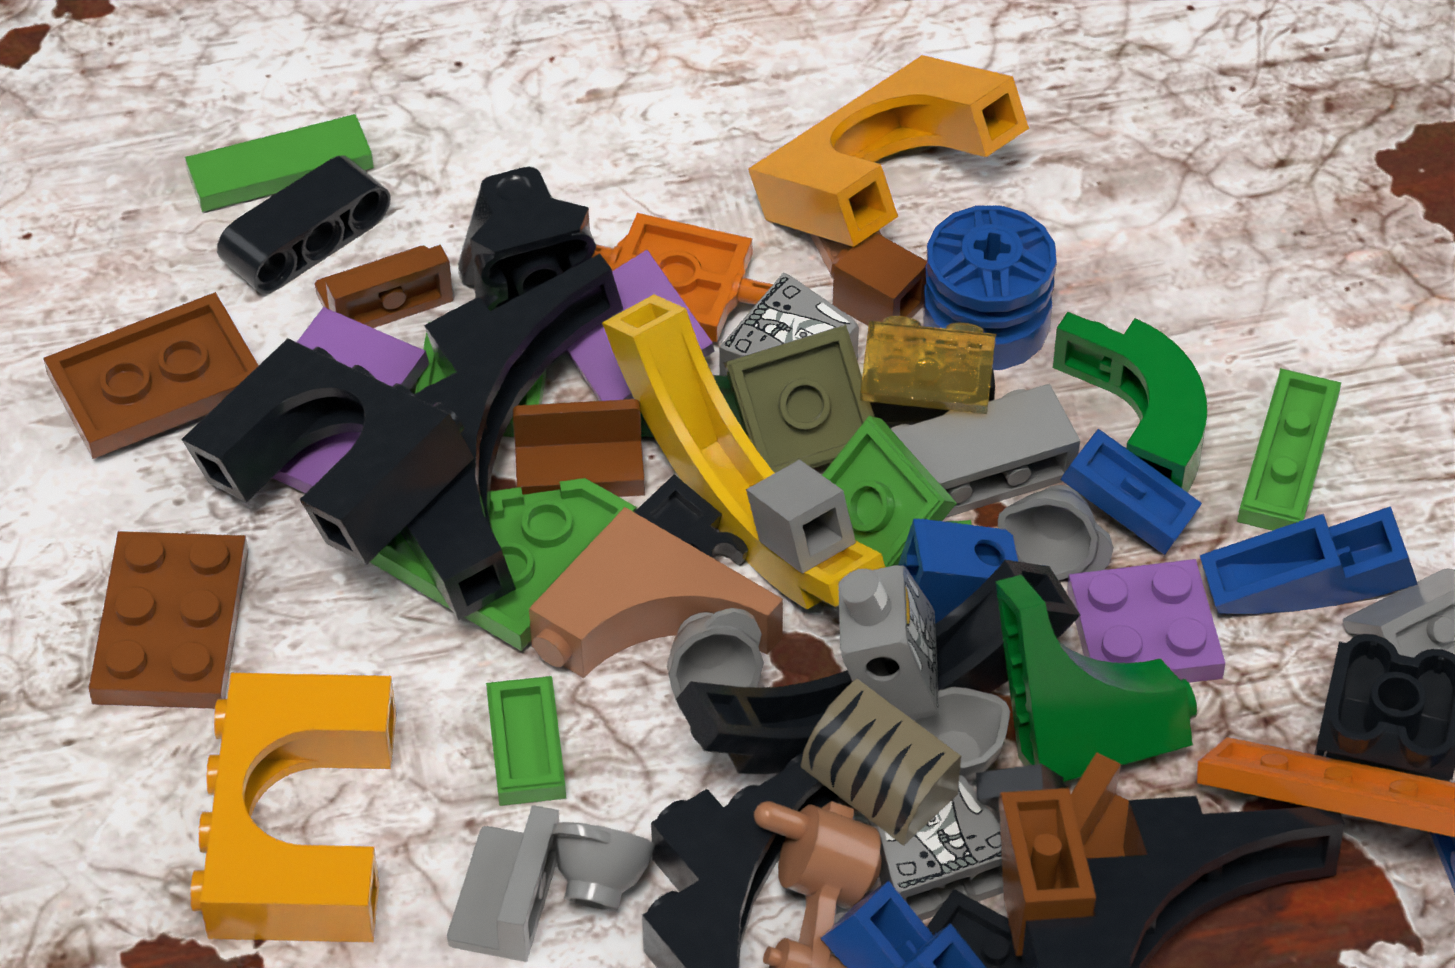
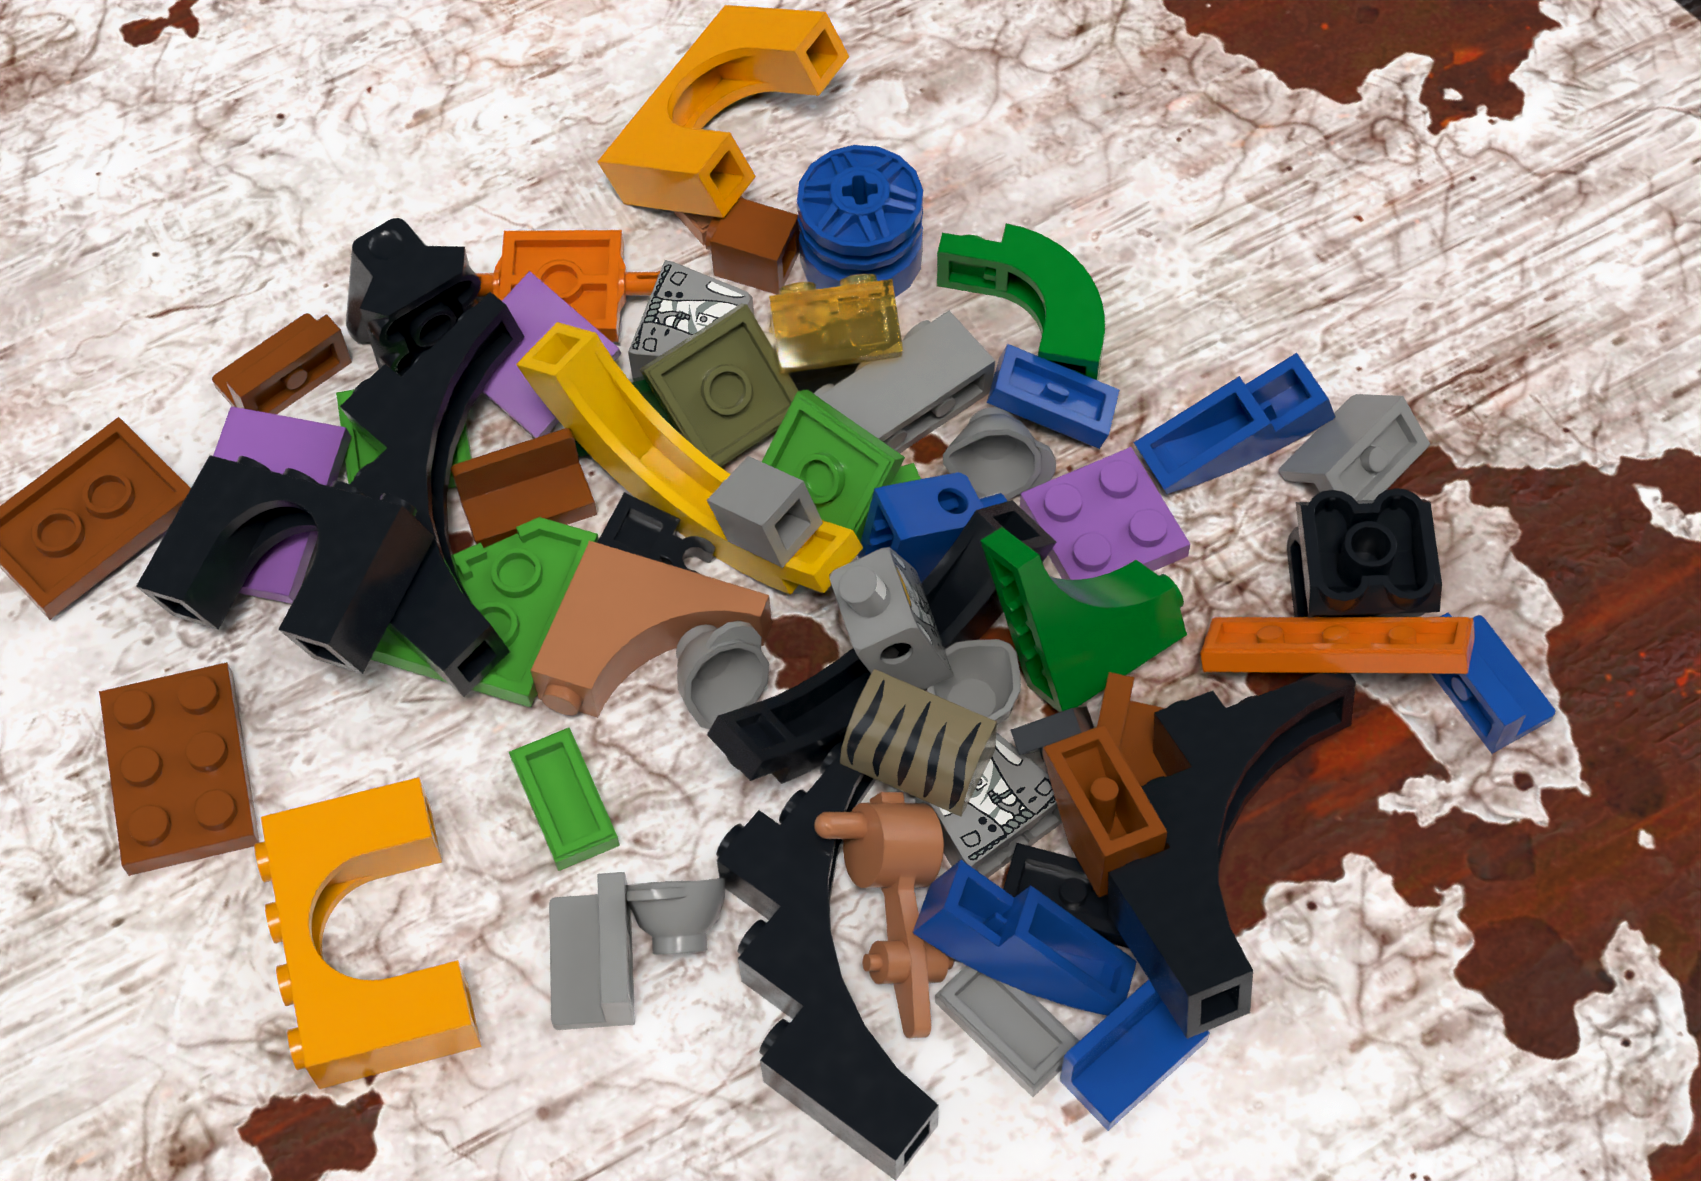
camera: 15 degrees left, 10 degrees up
(273, 161) = (137, 263): bright green tile -> none
(303, 224) = (182, 322): black beam -> none
(1289, 450) = (1179, 316): bright green tile -> none

